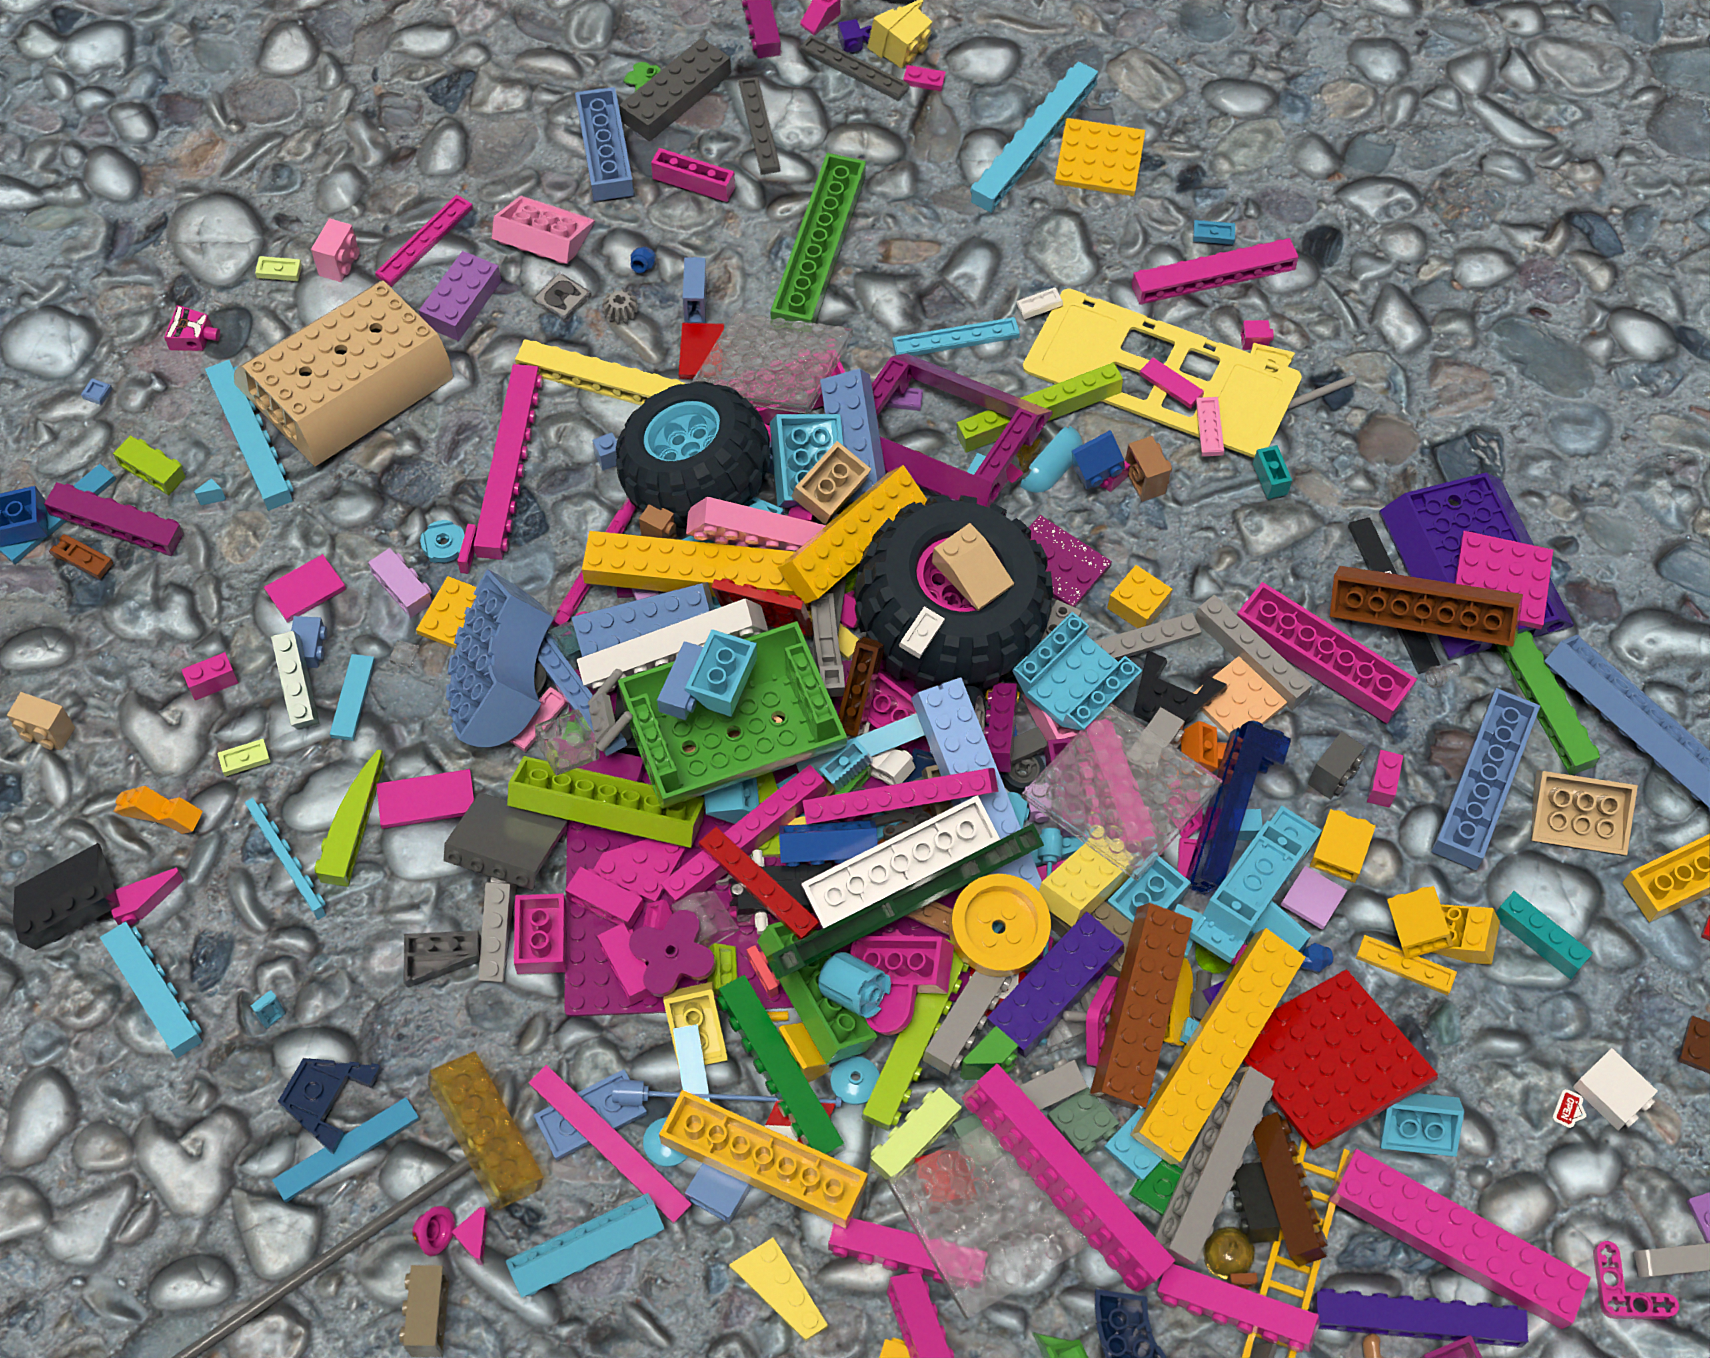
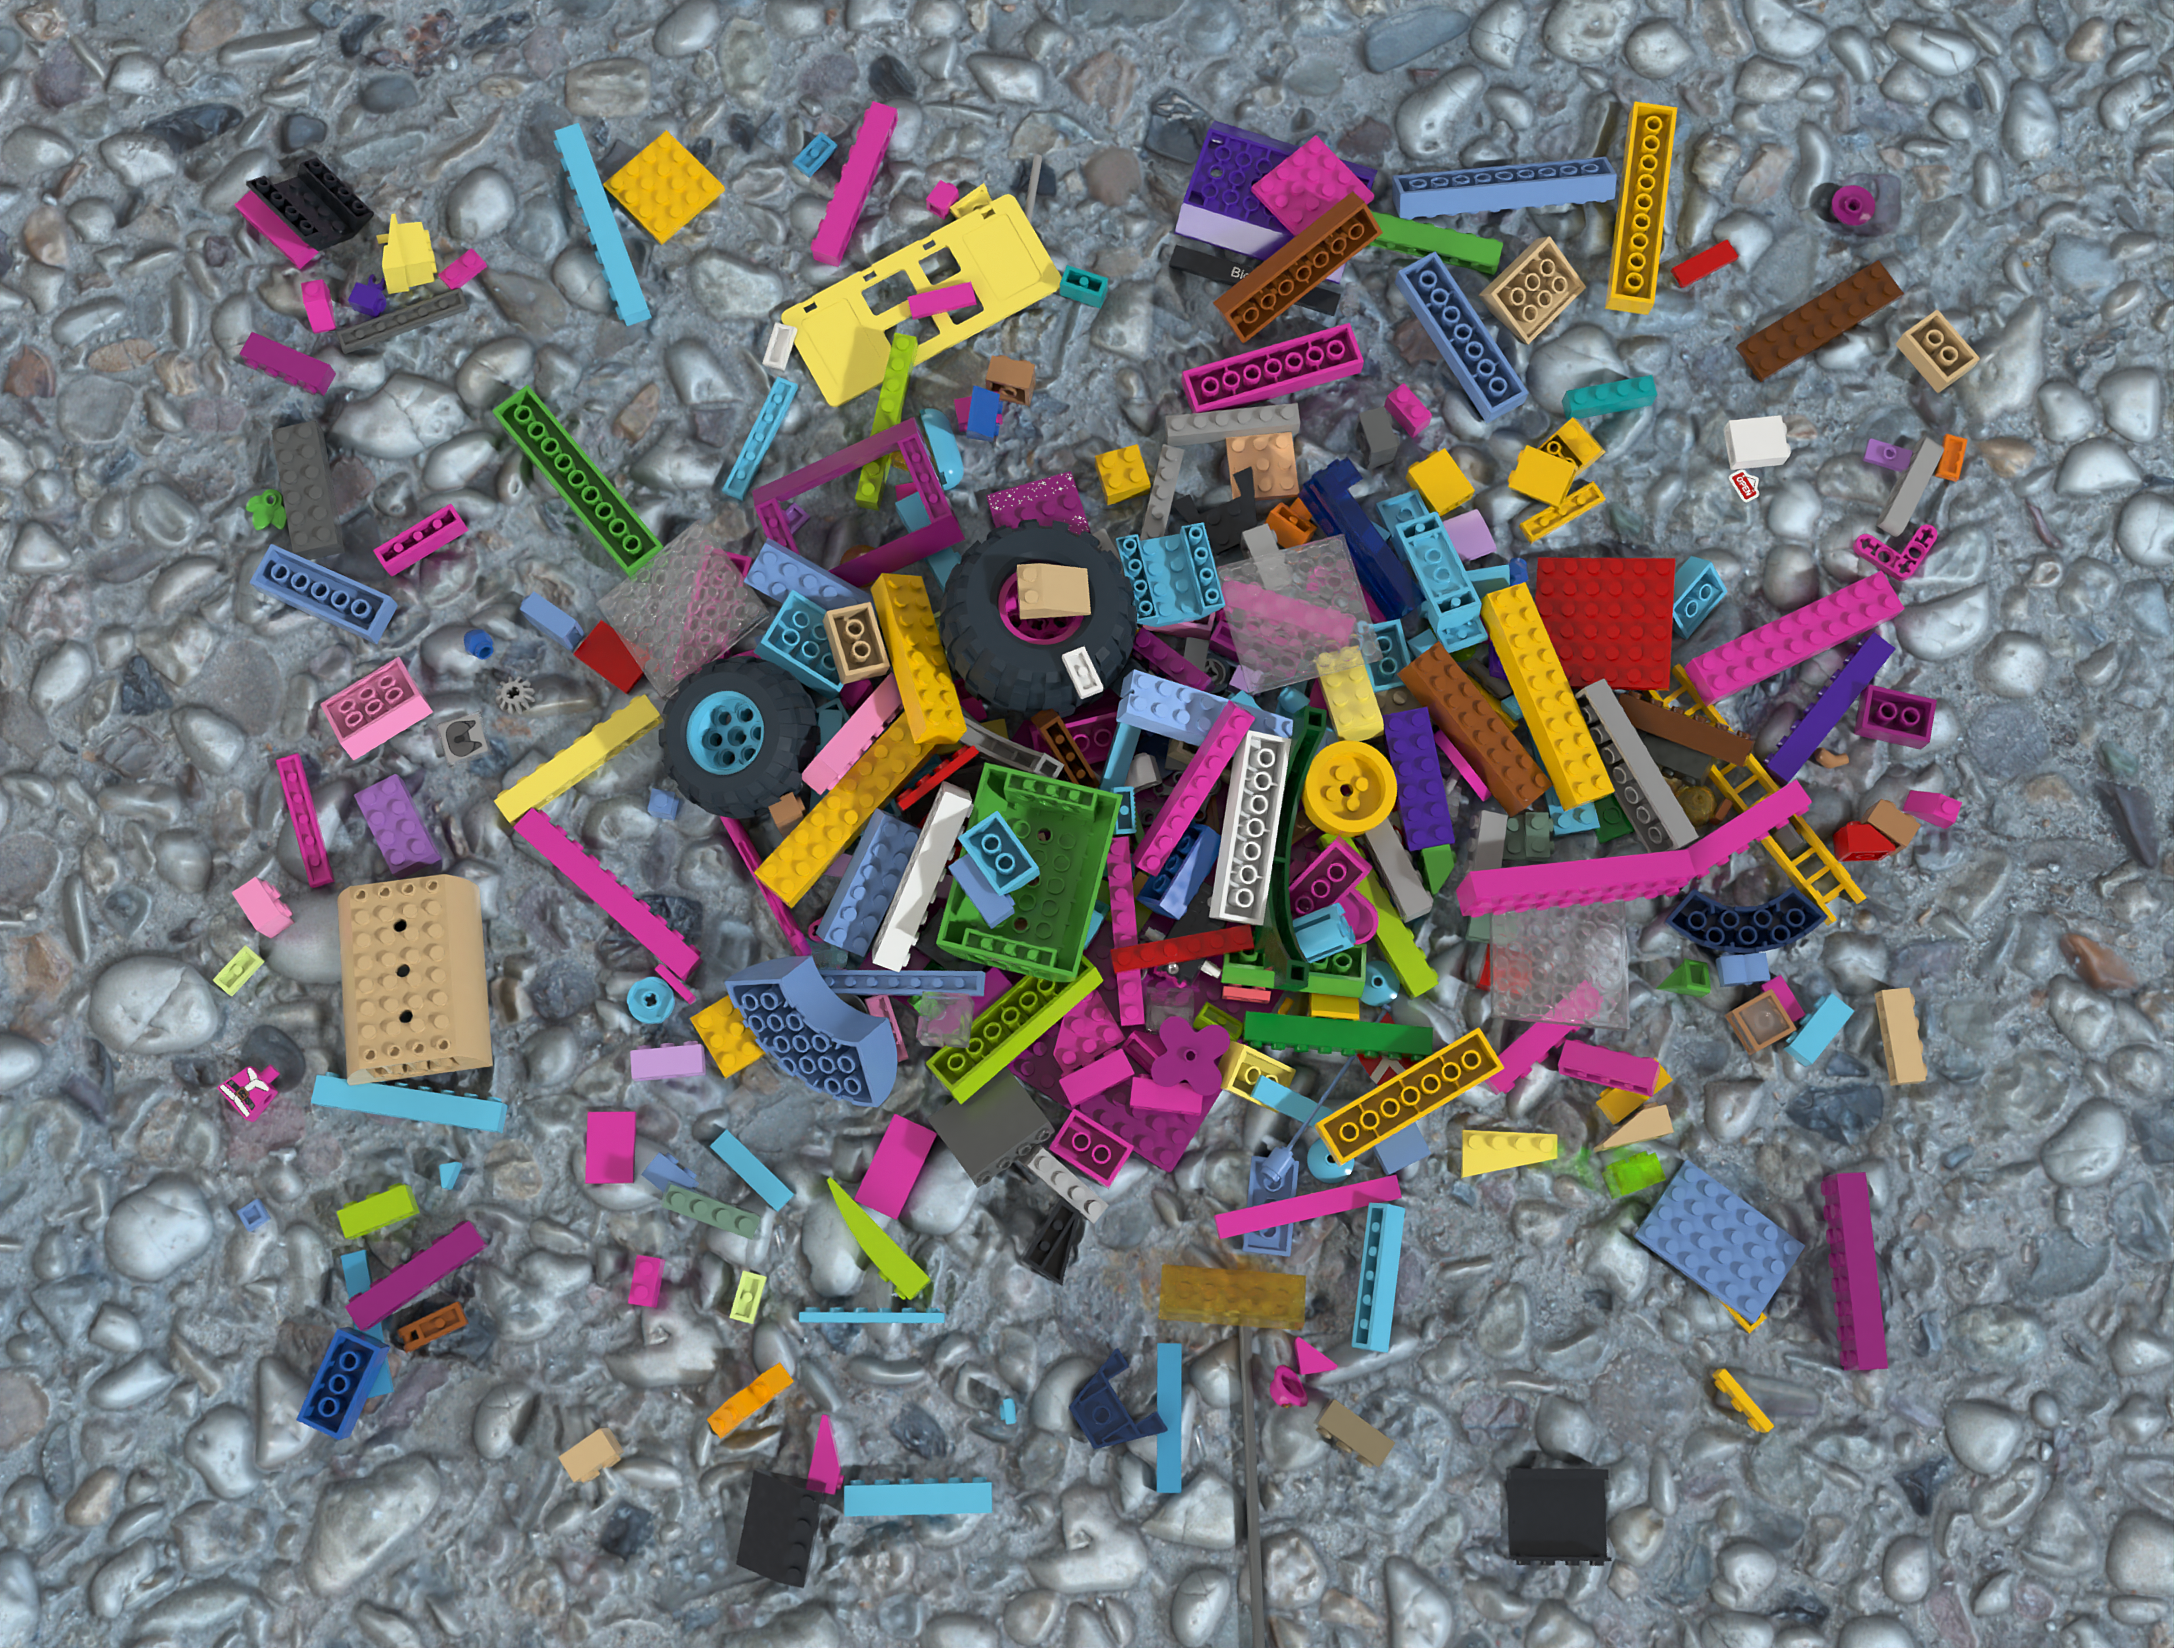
camera: 55 degrees left, 15 degrees up
(602, 714) = (948, 975): light grey plate -> none
(759, 125) = (403, 446): dark grey tile -> none
(916, 1134) = (1455, 969): yellowish green brick -> none
(1209, 426) = (1007, 302): bright pink plate -> none

